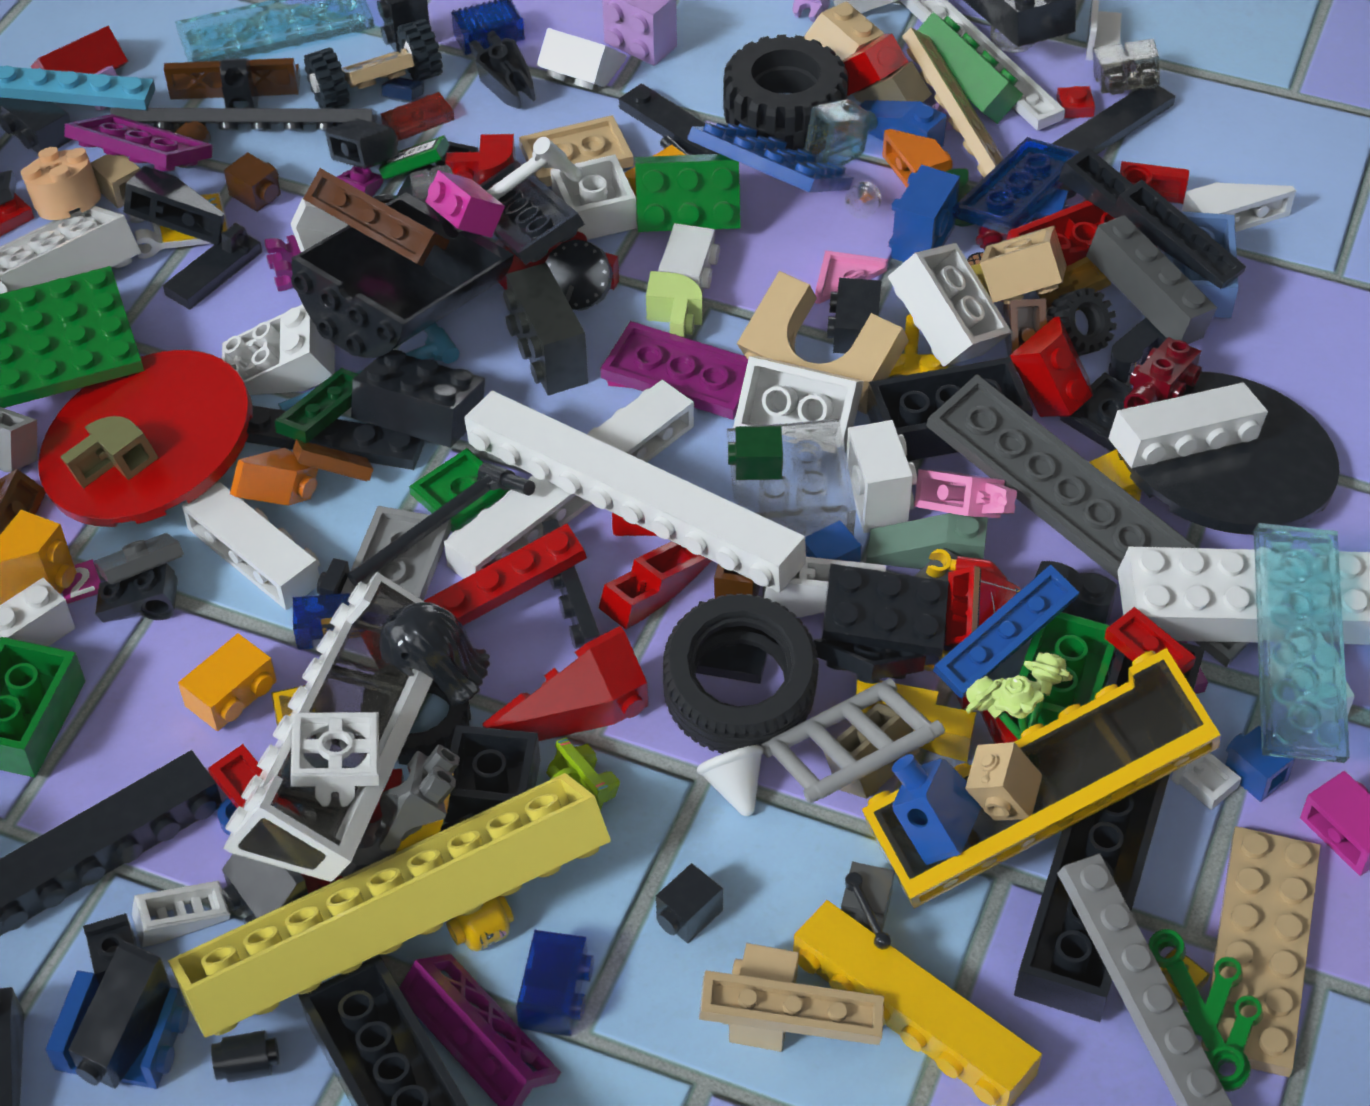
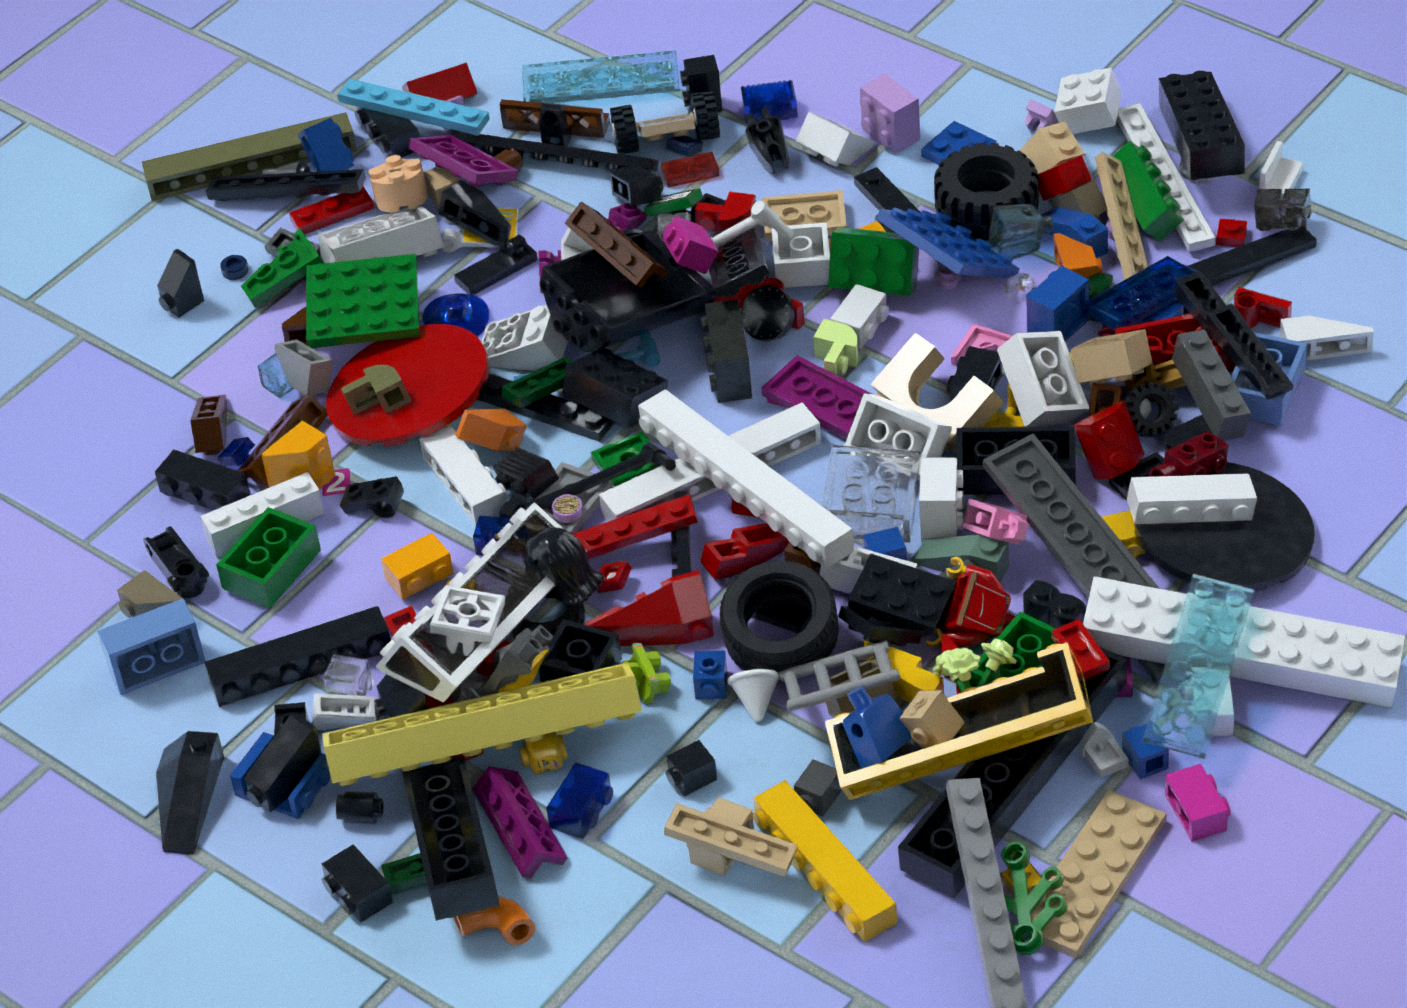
camera: 20 degrees right, 5 degrees down
(138, 558) = (378, 470): dark grey plate -> none
(175, 860) = (348, 676): none -> clear brick
(180, 330) = (458, 310): none -> clear blue hat
(252, 181) = (544, 203): reddish brown brick -> none
(332, 460) = (538, 423): dark orange tile -> none
(337, 529) = (525, 473): none -> black brick
(407, 567) = (567, 508): none -> tile
(497, 644) = (614, 576): none -> red tile
(668, 764) = (710, 681): none -> blue brick
(718, 44) = (951, 139): none -> blue plate
(757, 452) = (844, 465): dark green brick -> none
(773, 198) = (947, 278): none -> lavender plate
(854, 883) = (807, 772): black hinge -> none
(1006, 631) = (984, 620): blue plate -> none

